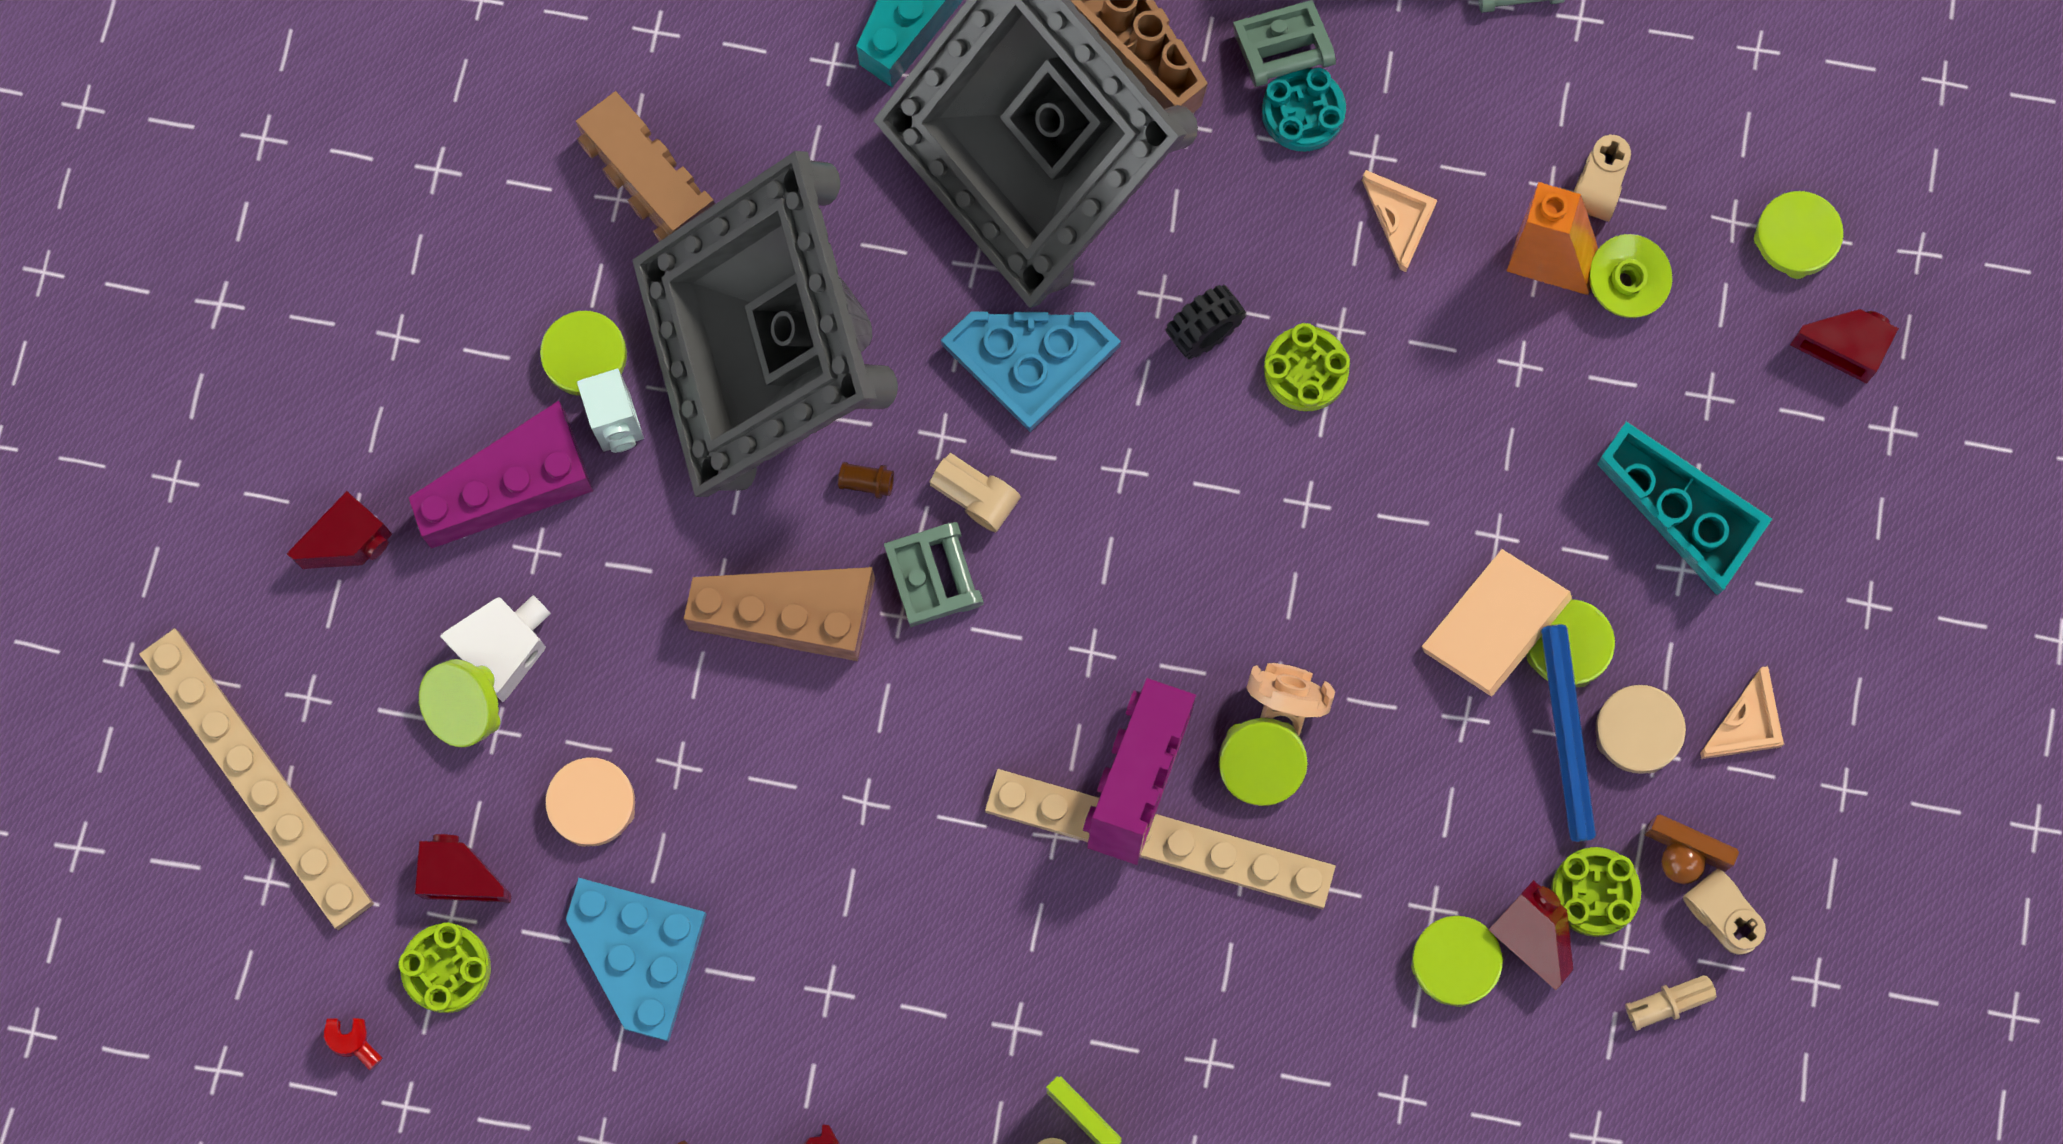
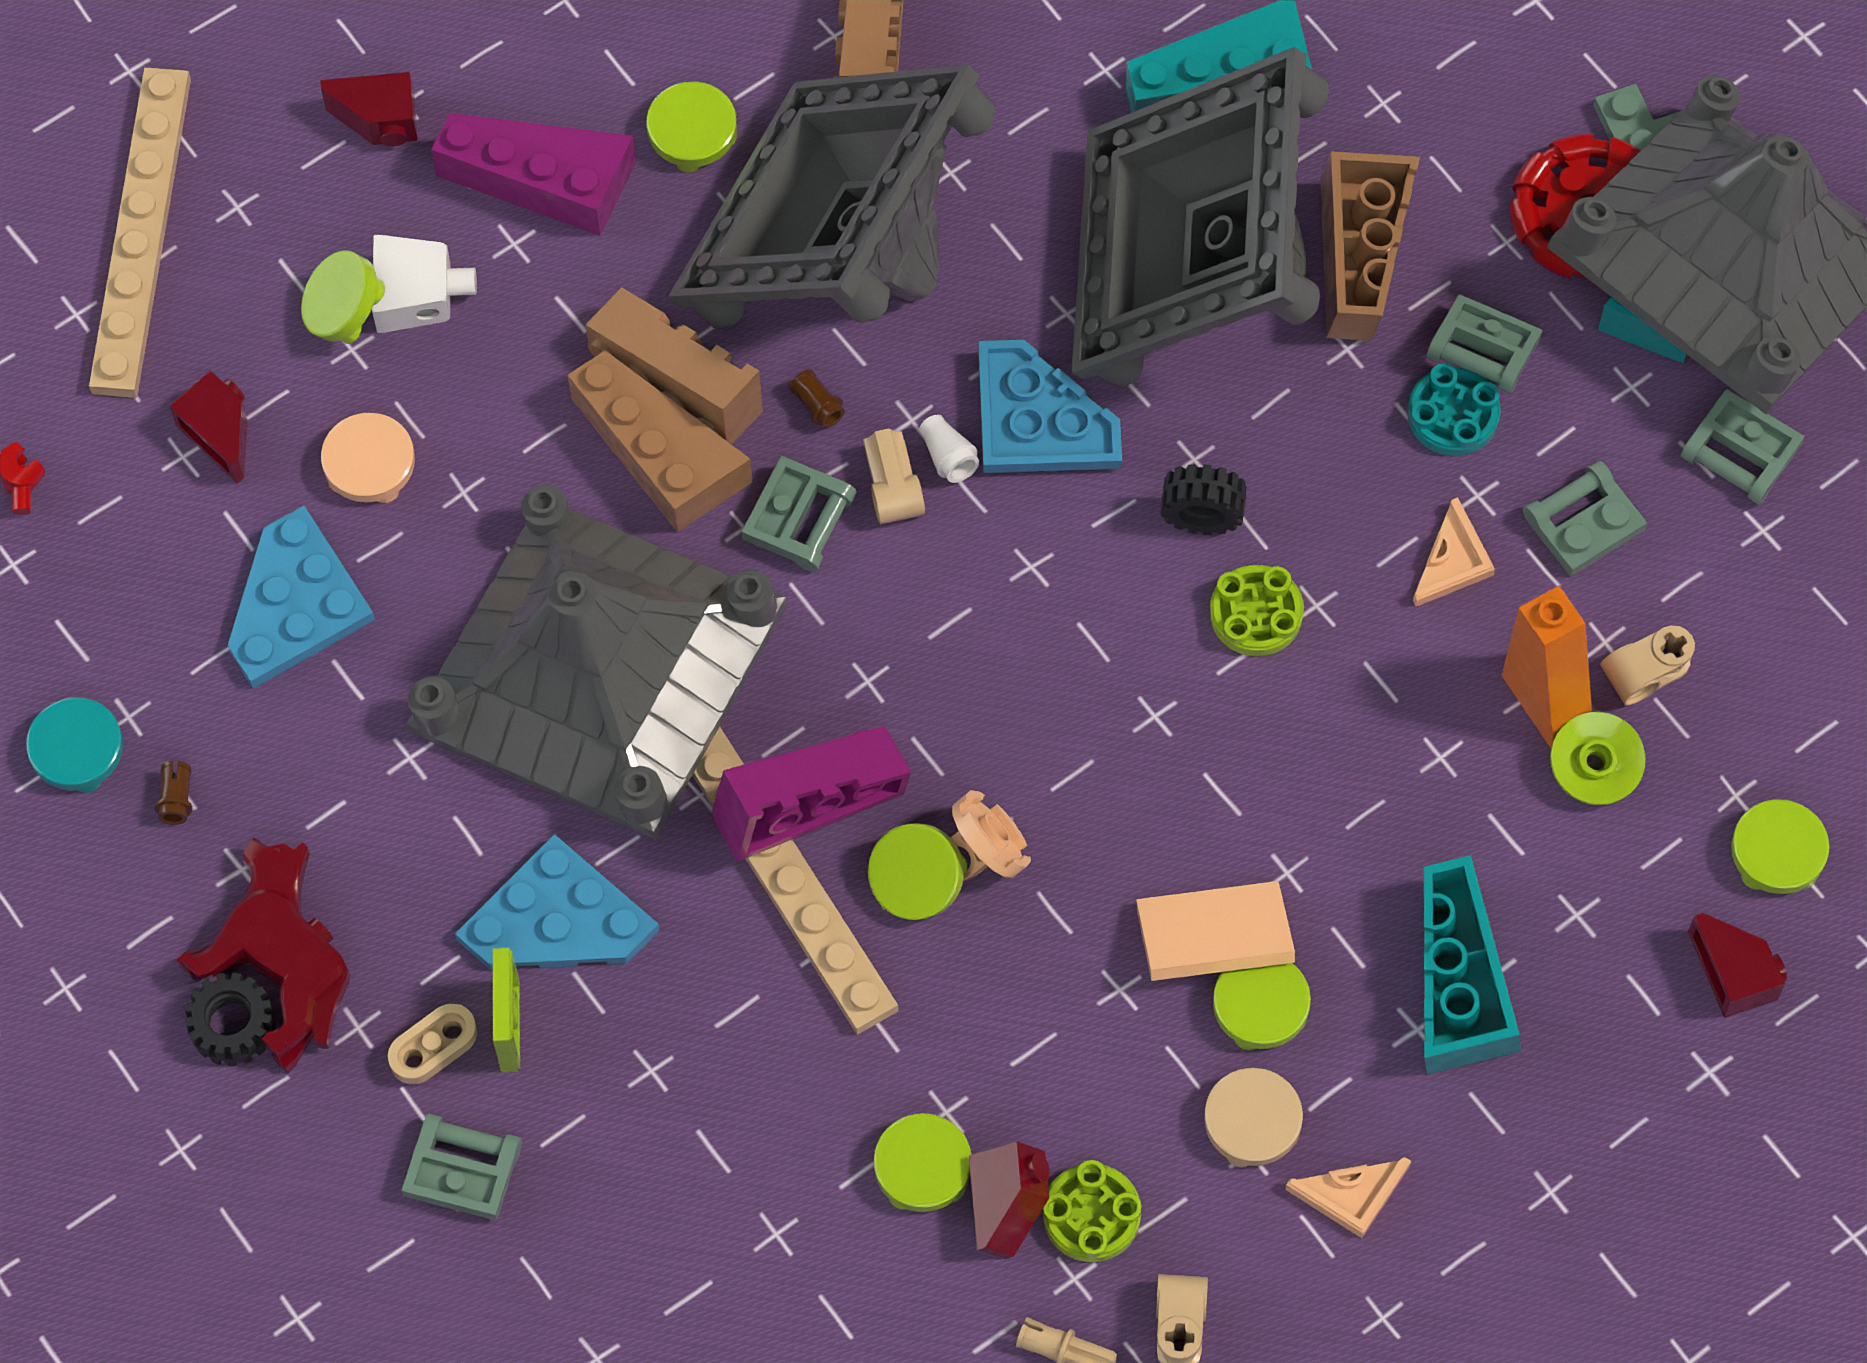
camera: 40 degrees right, 10 degrees down
(445, 968) = (141, 487): lime tile -> none
(610, 411) = (666, 178): light aqua brick -> none
(745, 543) = (678, 364): none -> medium nougat wedge
(900, 809) = (597, 665): none -> dark grey piece
(993, 436) = (950, 451): none -> white cone
(1043, 1013) = (558, 915): none -> dark azure plate
(1474, 114) = (1593, 530): none -> sand green plate
(1568, 733) = (1187, 1064): blue axle -> none
(1688, 850) = (1198, 1243): dark orange tile -> none

